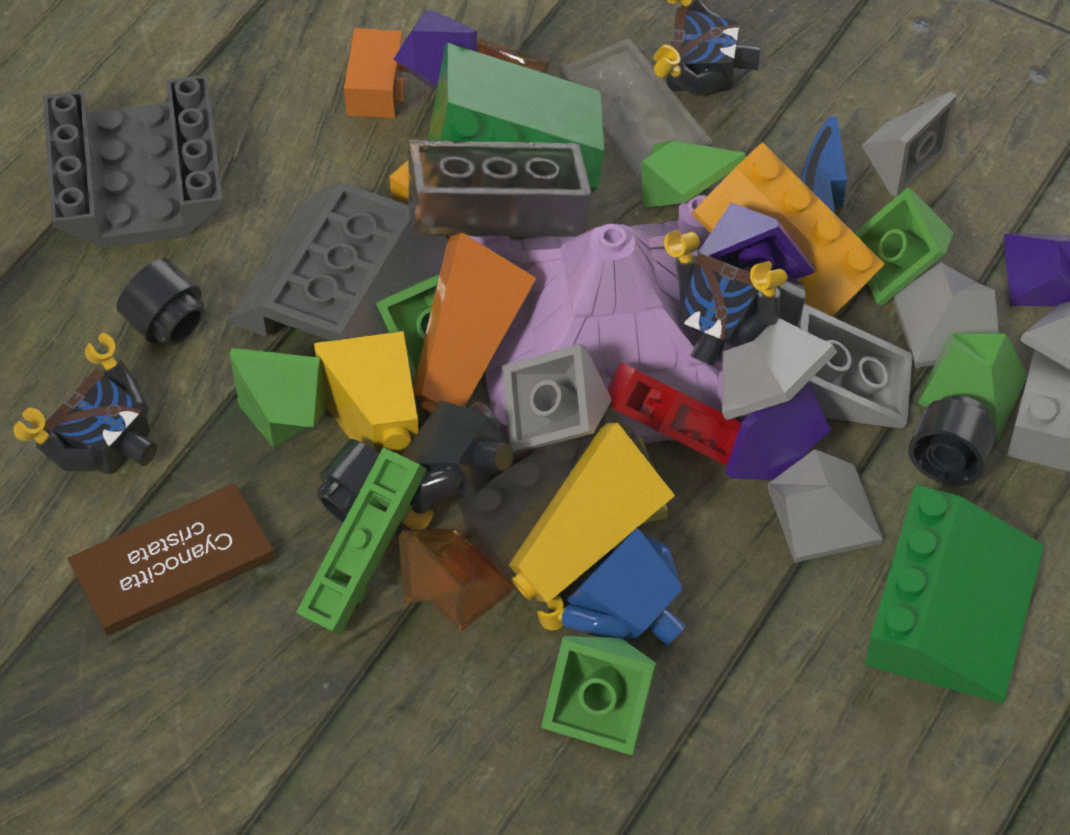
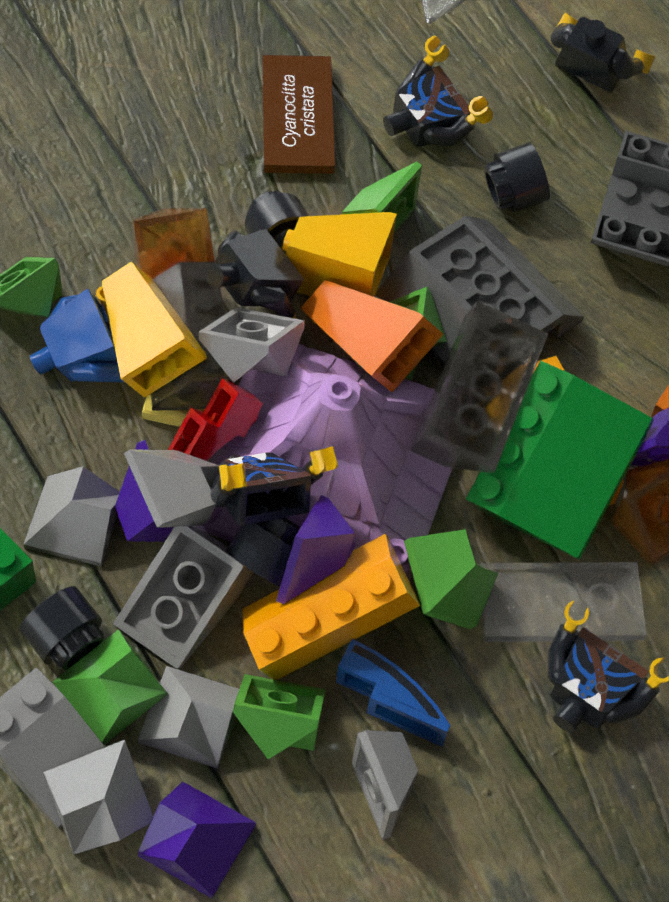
camera: 110 degrees right, 5 degrees up
(362, 541) = (222, 194): bright green hinge -> none

